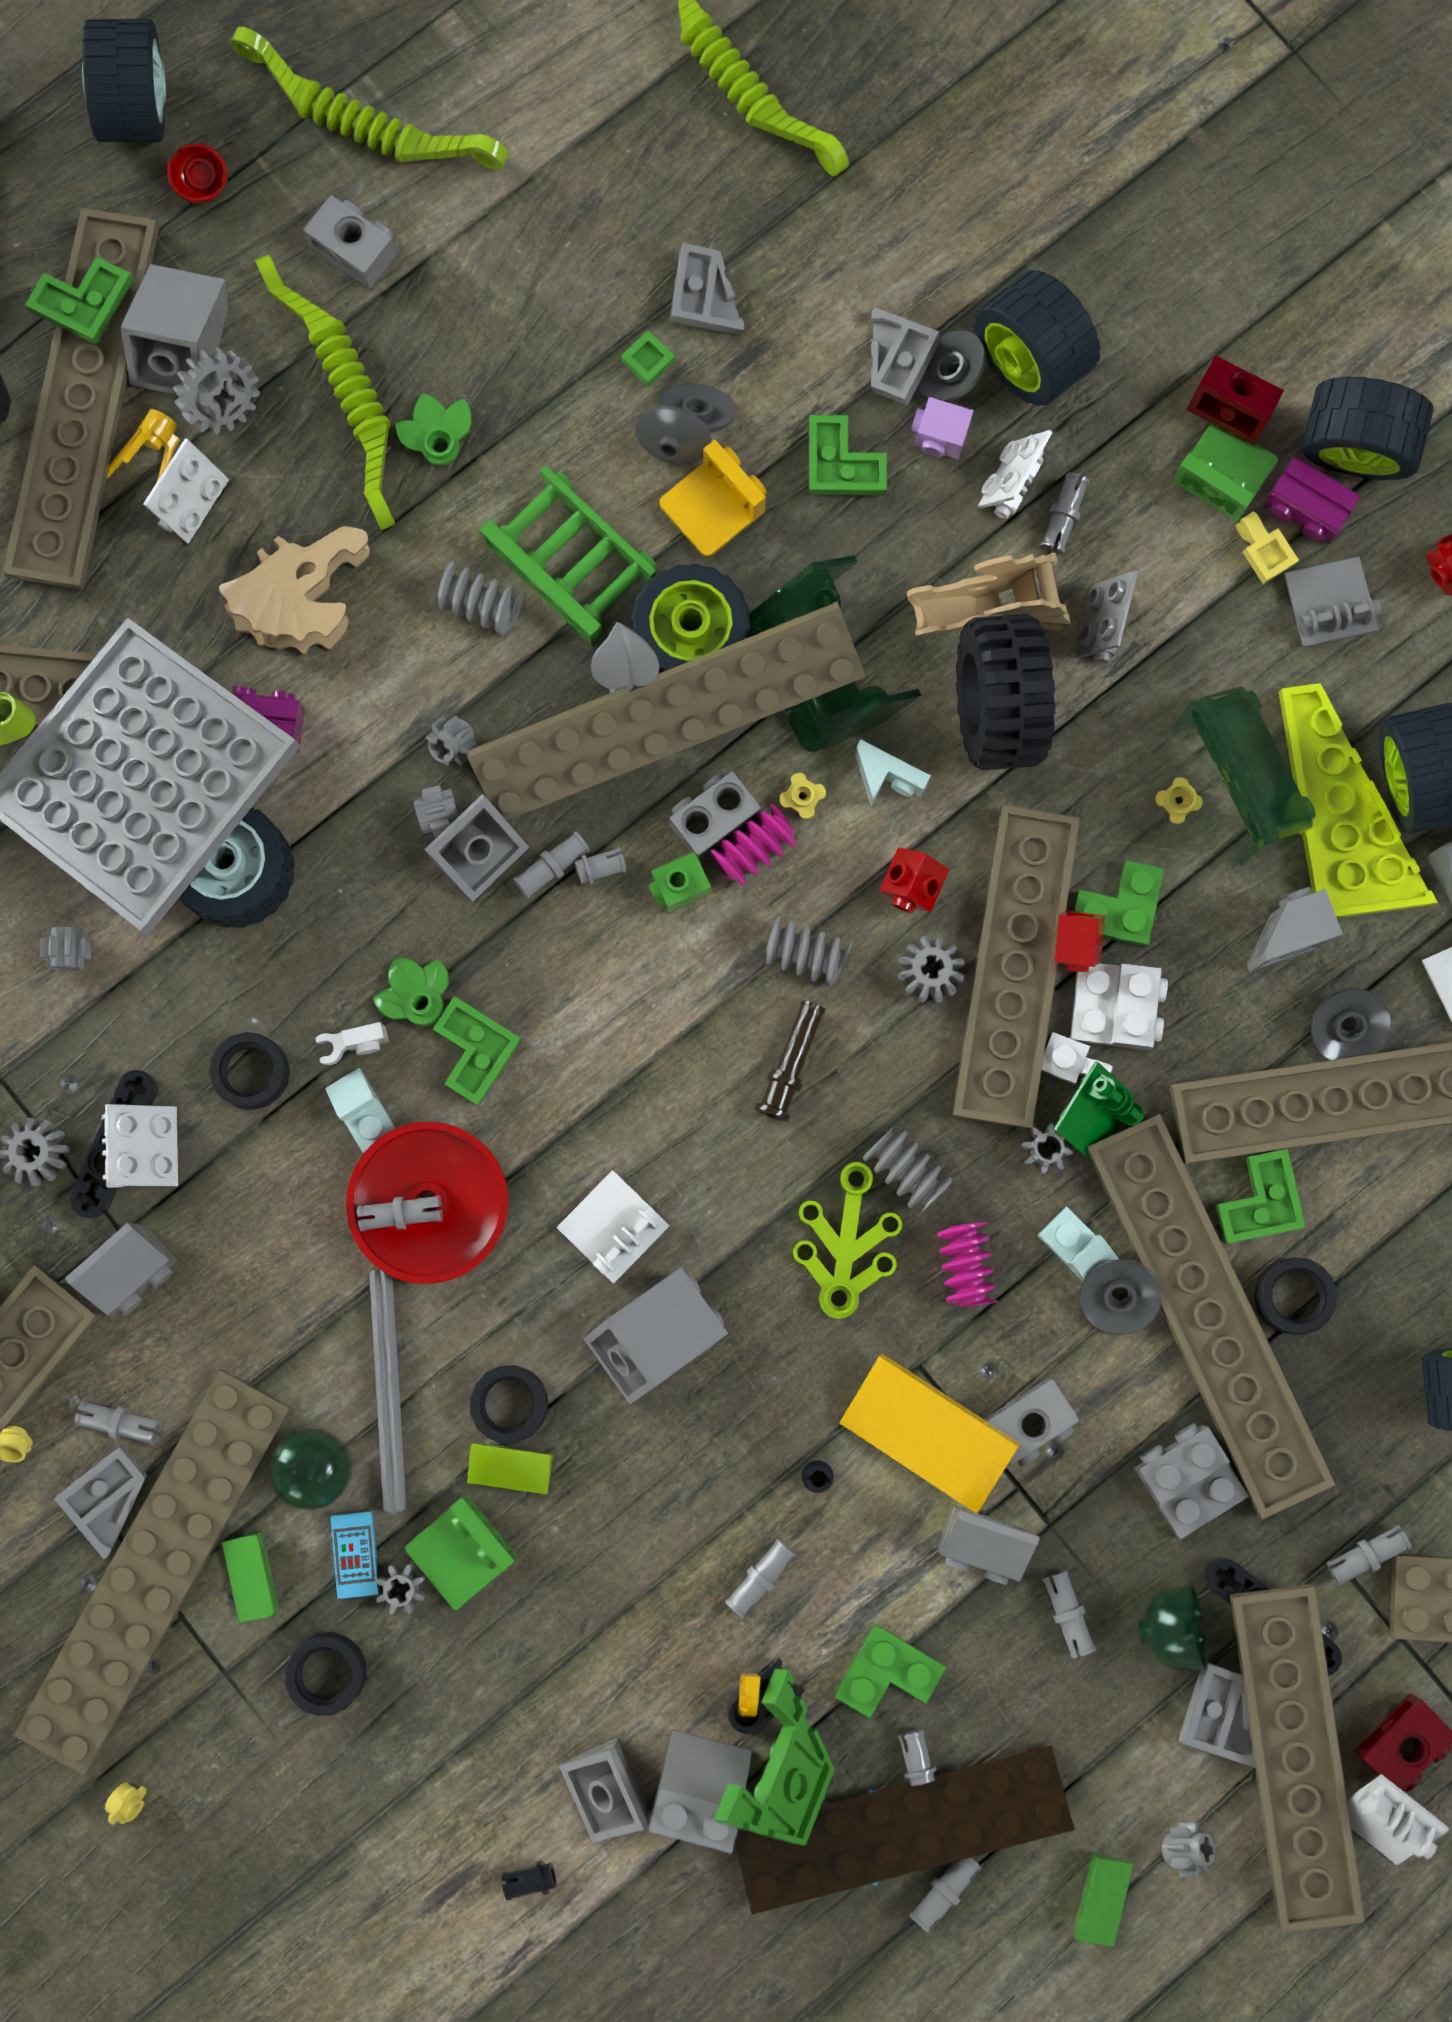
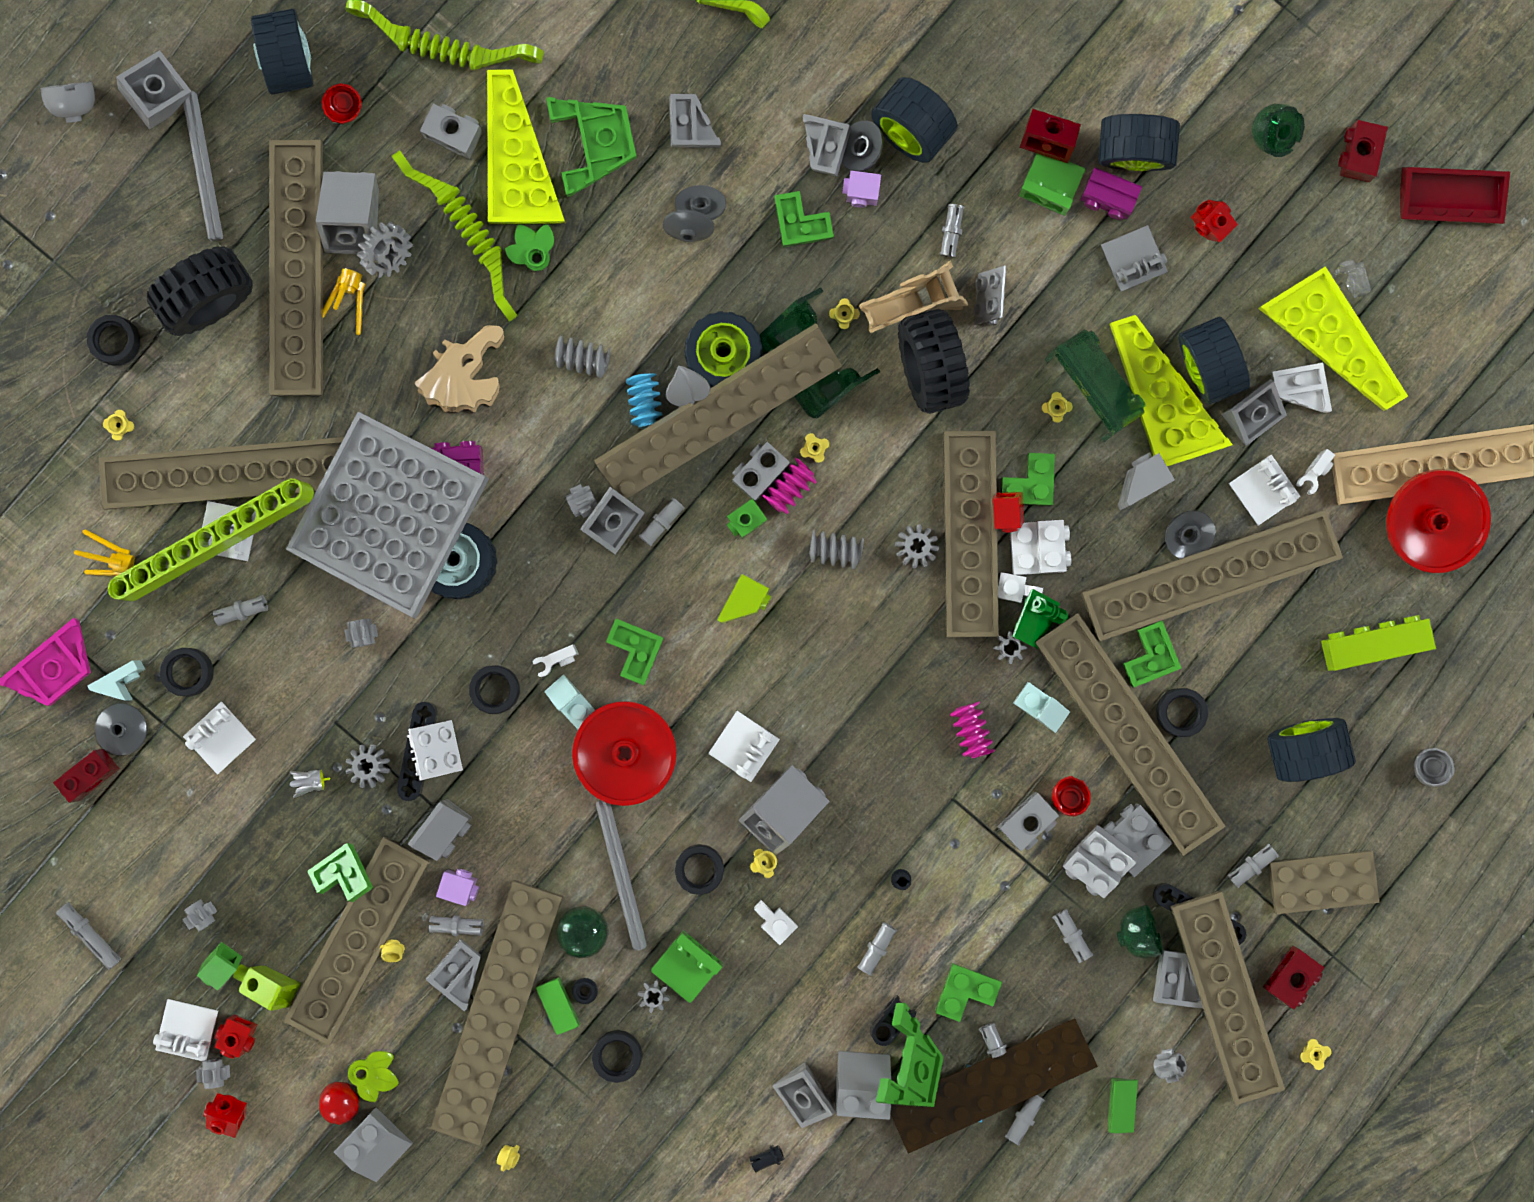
camera: 10 degrees left, 5 degrees up
(84, 309) = (287, 210): bright green plate -> none
(133, 1363) = (458, 887): none -> lavender brick
(186, 491) = (378, 320): white hinge -> none
(284, 1565) = (578, 996): none -> black plate
(355, 1554) = (620, 979): medium azure tile -> none
(399, 1213) = (608, 763): light grey pin -> none
(410, 987) = (586, 616): bright green plate -> none
(435, 316) = (517, 173): none -> neon yellow wing
(451, 740) = (582, 453): light grey gear -> none
(509, 1468) = (707, 909): lime slope -> none
(557, 676) = (643, 400): none -> medium azure piece
(559, 592) = (612, 328): bright green fence -> none
(574, 291) = (604, 136): none -> bright green wing
(600, 866) = (692, 517): light grey pin -> none
(614, 1511) = (777, 923): none -> white plate
(620, 1412) = (770, 863): none -> light yellow plate
(648, 358) = (662, 175): bright green plate -> none
(653, 1002) = (744, 600): none -> lime slope
(715, 500) = (722, 264): yellow bracket -> none
(749, 1694) = (882, 1020): yellow tile -> none
(784, 1079) = (836, 633): dark brown pin -> none
(846, 1248) = (893, 732): lime plant -> none
(879, 766) = (860, 420): light aqua slope -> none
(883, 595) = (844, 306): none -> light yellow plate
(907, 1169) = (924, 676): light grey piece -> none
(913, 880) = (896, 491): red brick -> none
(929, 1433) = (966, 840): yellow tile -> none
(986, 1544) = (1014, 902): light grey slope -> none
(1019, 465) = (916, 202): white hinge -> none
(1102, 1394) = (1071, 796): none -> red hair
(1123, 1312) = (1072, 742): dark grey dish -> none
(1131, 1505) = (1099, 862): none -> light grey plate
(1269, 552) = (1088, 233): light yellow plate -> none
(1393, 1821) = (1293, 1026): white hinge -> none
(1423, 1886) = (1308, 1054): none -> light yellow plate

